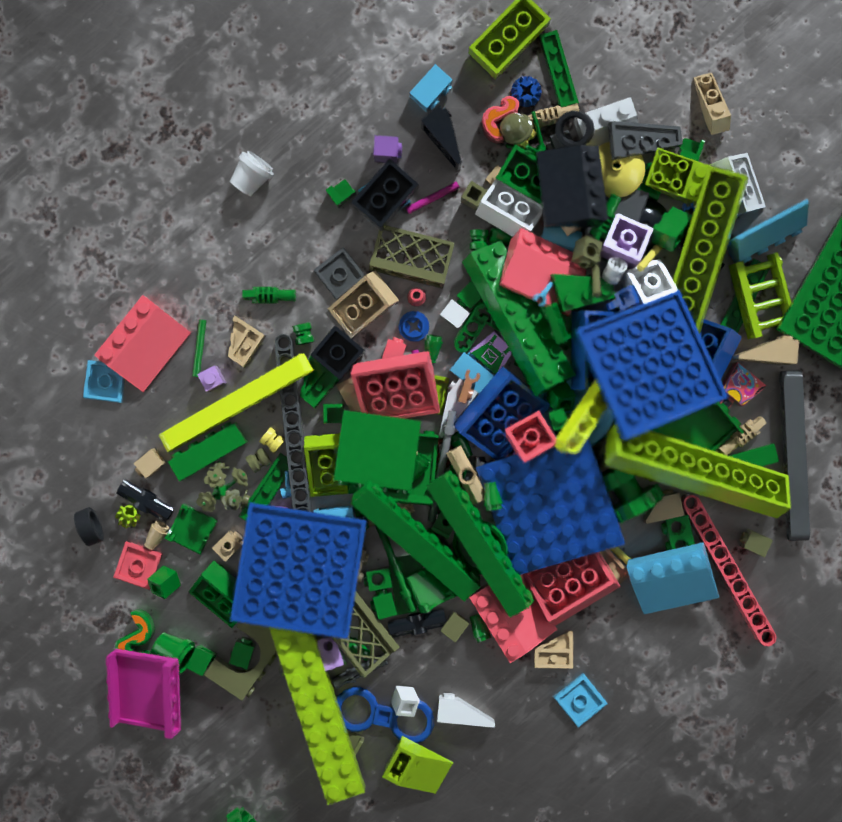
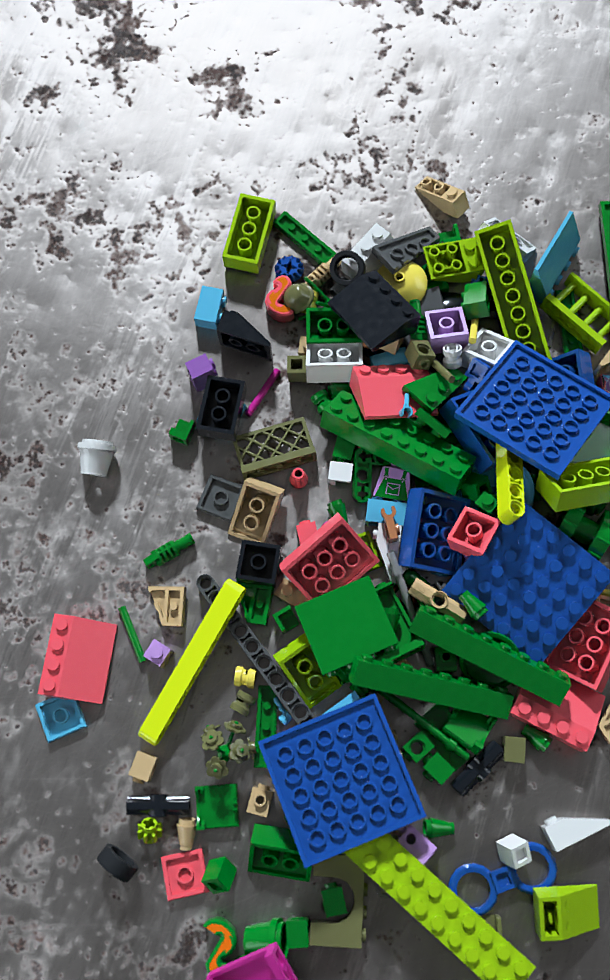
camera: 25 degrees left, 15 degrees down
(208, 451) = (191, 723): green brick -> none
(303, 334) = (218, 566): green wheel -> none
(352, 674) = (449, 855): dark grey pin -> none
(378, 635) = (452, 802): olive fence -> none
(413, 317) = (305, 498): blue gear -> none

